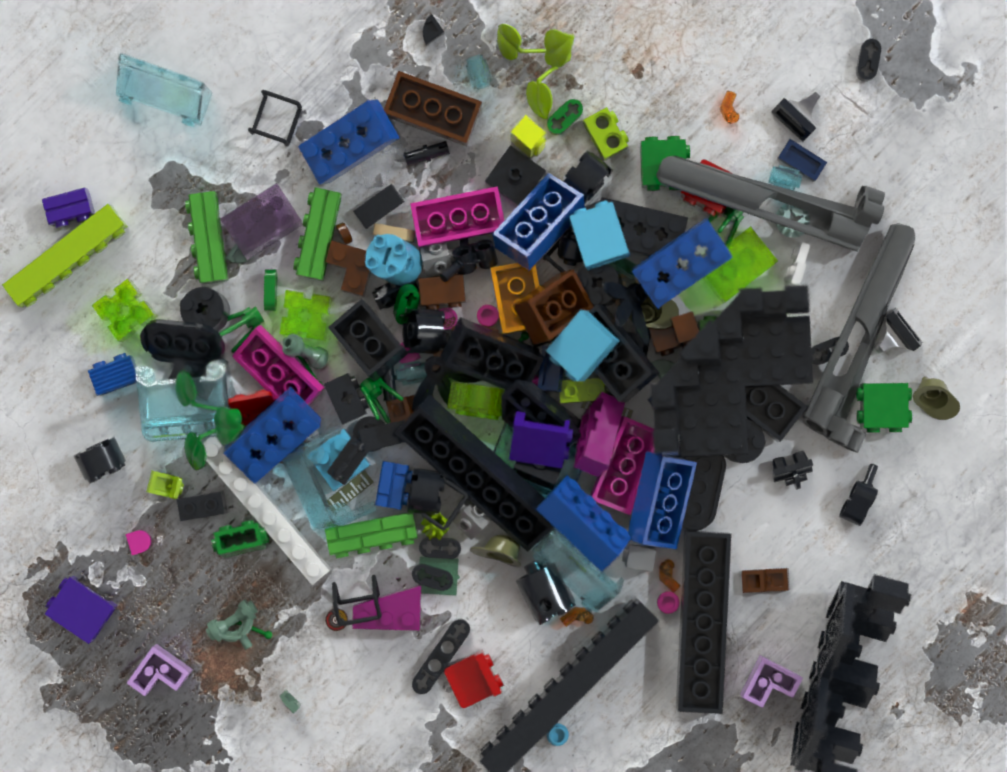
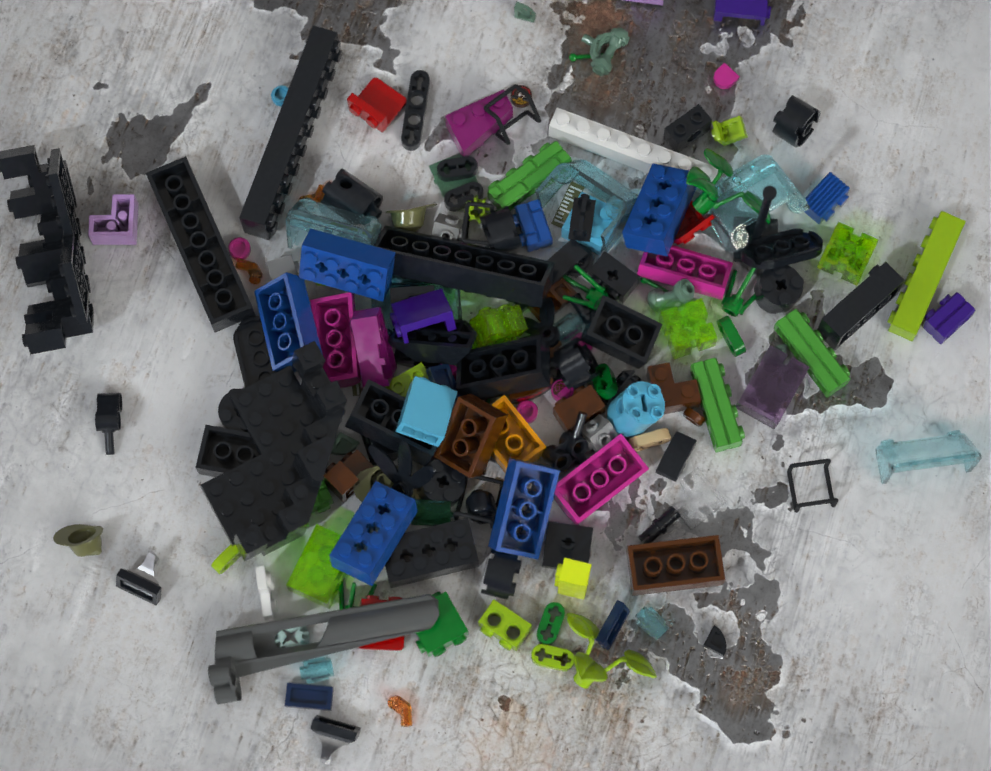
camera: 155 degrees right, 15 degrees down
(142, 255) = (860, 305): none -> black brick
(240, 540) = (639, 112): green brick -> none
(347, 155) = (733, 493): blue brick -> none
(513, 86) = (612, 625): none -> dark blue tile
(581, 82) = (554, 652): none -> lime beam
(599, 235) = (462, 519): medium azure brick -> none
(765, 580) = (162, 308): reddish brown slope -> none
(792, 473) = (176, 420): black hips -> none
(819, 314) = (226, 559): none -> lime beam
(825, 346) = (197, 530): black beam -> none
(835, 394) = (174, 498): dark grey panel -> none
(884, 406) = (125, 507): green brick -> none

